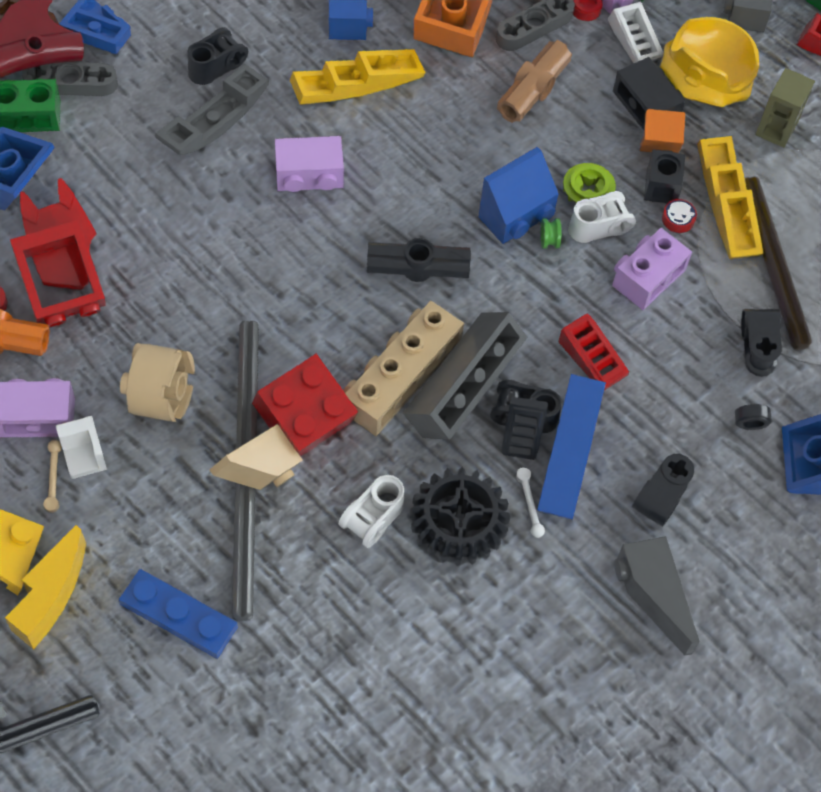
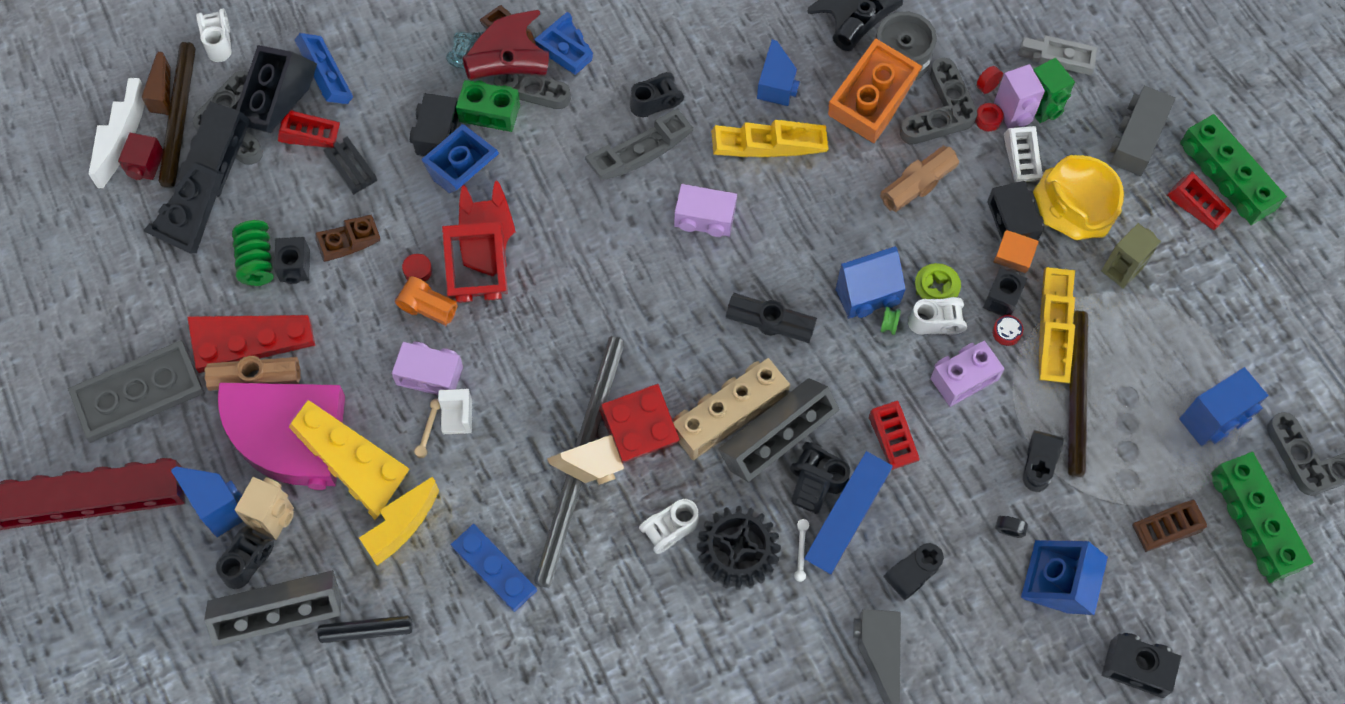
camera: 20 degrees right, 5 degrees up
(158, 382) = (528, 373): tan brick -> none

